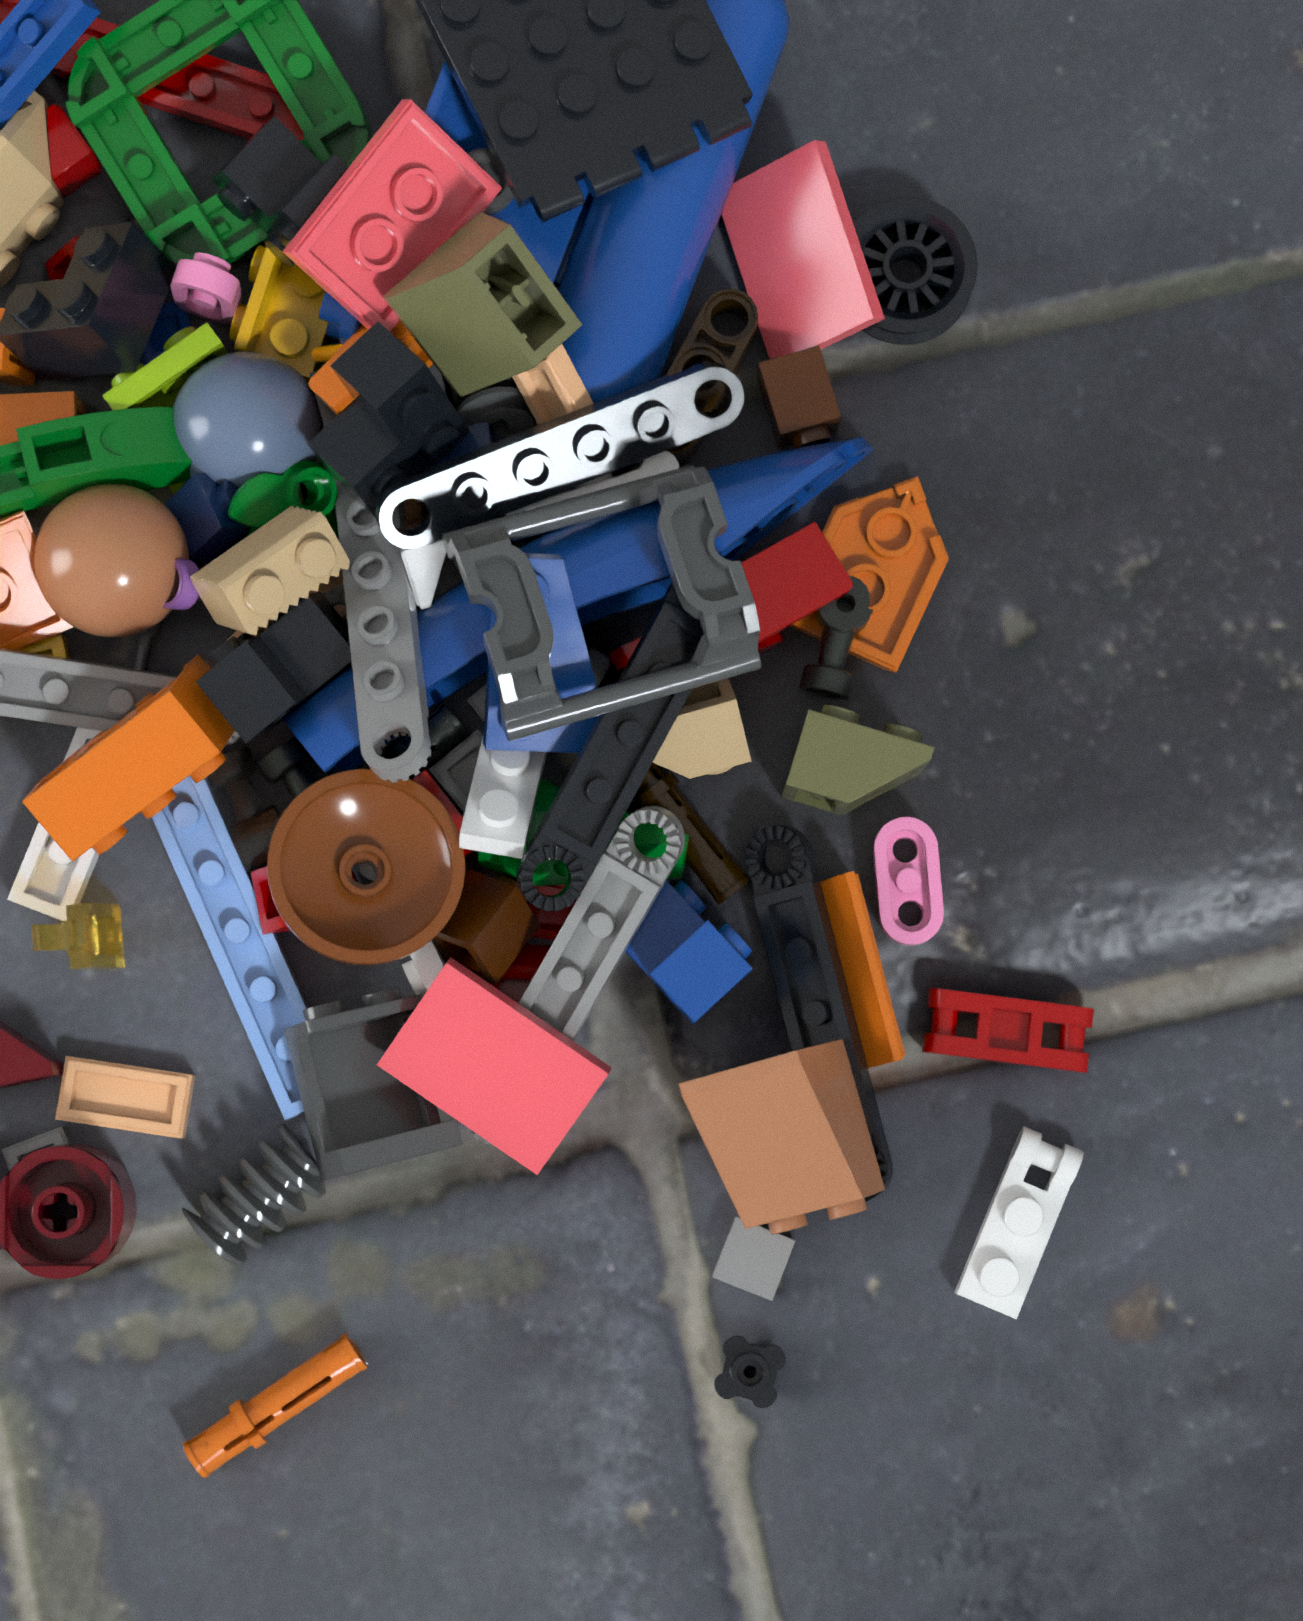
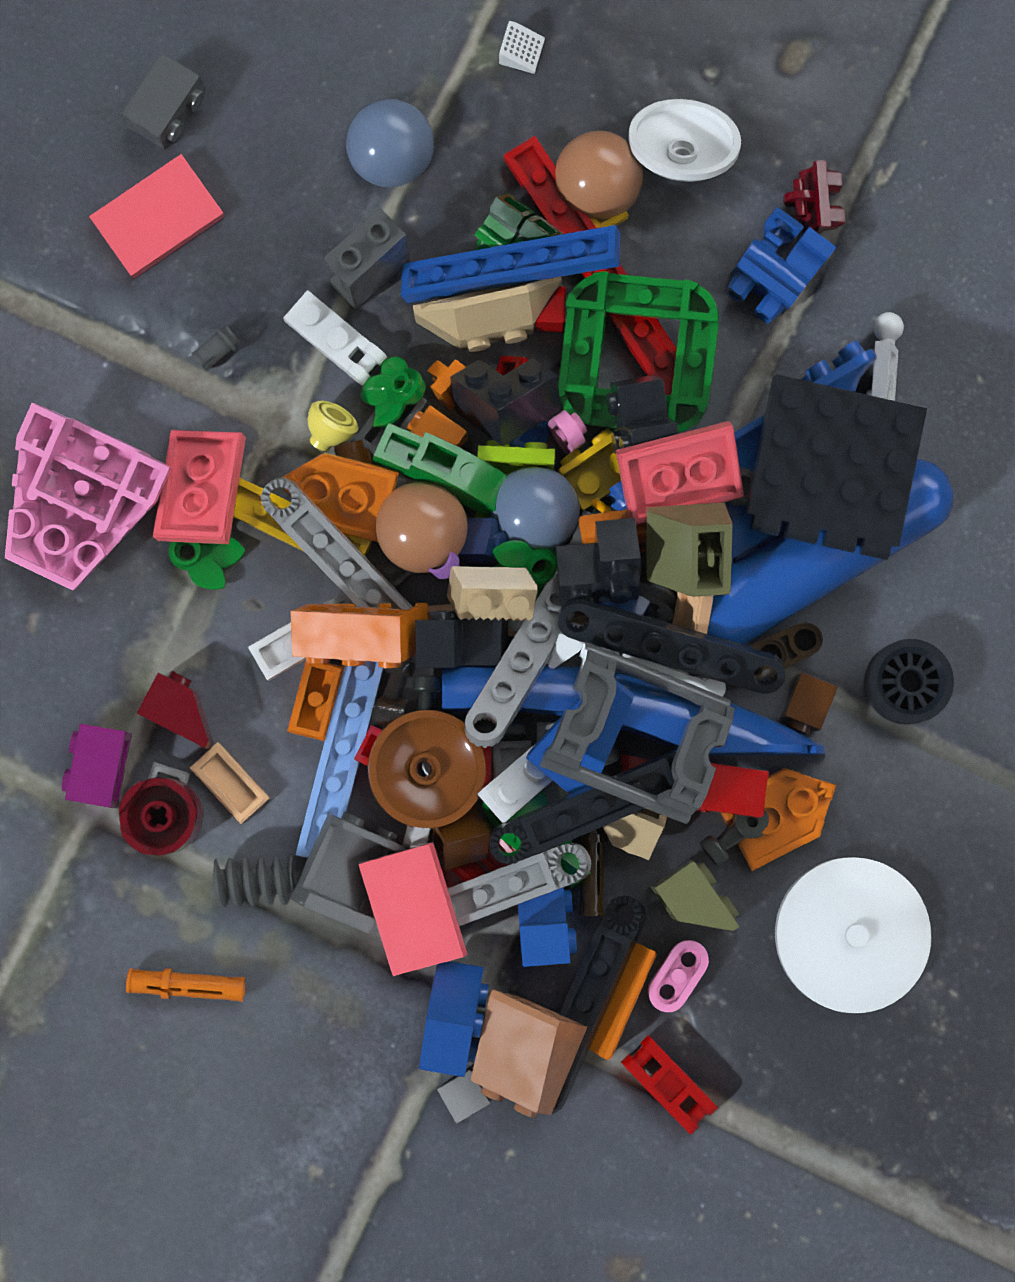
camera: 35 degrees right, 0 degrees up
(89, 936) = (271, 695): clear yellow plate -> none
(151, 898) = (315, 700): none -> orange slope
(660, 1167) = (453, 1019): none -> blue brick
(758, 1388) = (430, 1151): black plate -> none
(800, 253) = (863, 635): coral tile -> none
(1018, 1224) = (601, 1181): white plate -> none
(1090, 651) = (853, 935): none -> white dish

